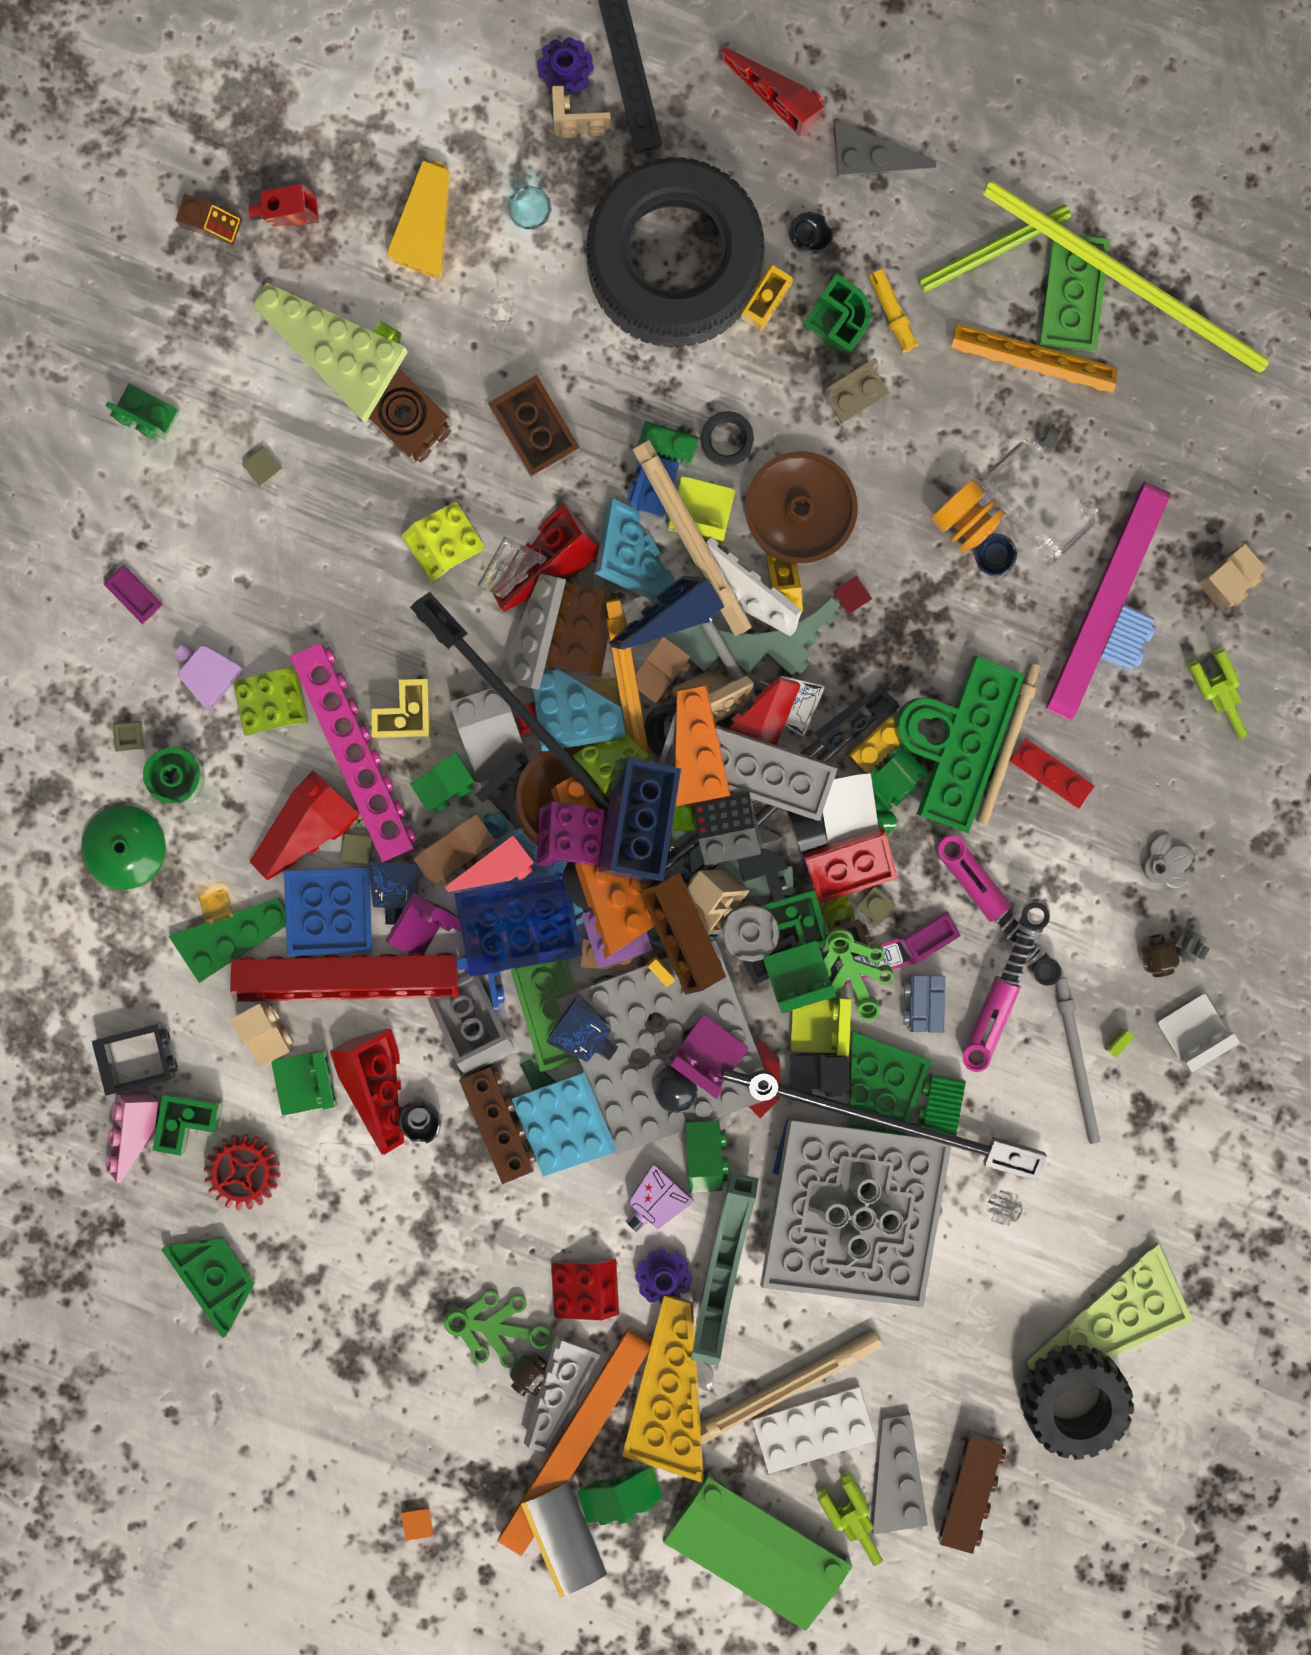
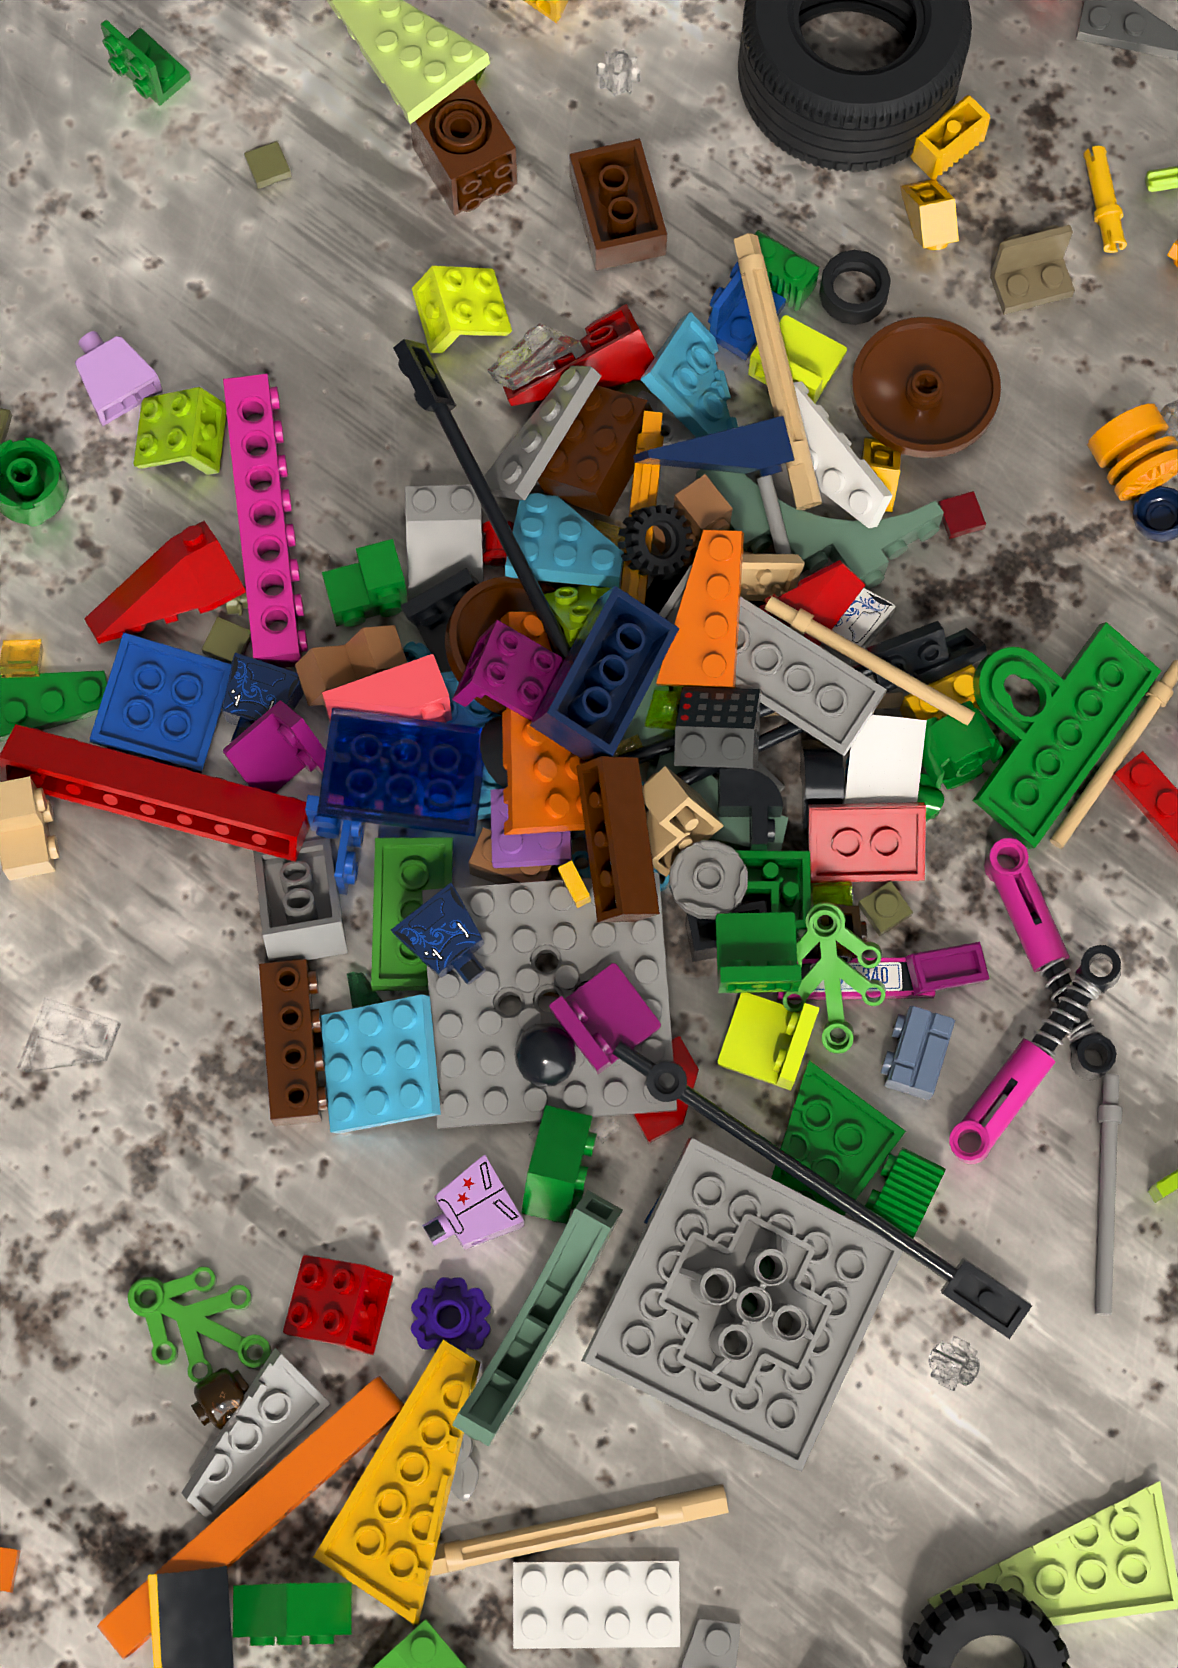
camera: 15 degrees right, 15 degrees down
(133, 594) = (57, 265): magenta tile -> none
(304, 1082) = (55, 913): green bracket -> none
(370, 1079) = (142, 936): red wedge -> none
(412, 717) = (348, 496): light yellow brick -> none
(420, 1121) = (189, 1006): black hair -> none
(628, 693) = (674, 534): none -> black tyre
(766, 362) = (930, 214): none -> yellow slope
(766, 732) = (803, 622): none -> tan bar
(810, 233) = (1025, 84): black hair -> none
(819, 1071) = (751, 1098): black brick -> none
(840, 316) = (1037, 179): green brick -> none

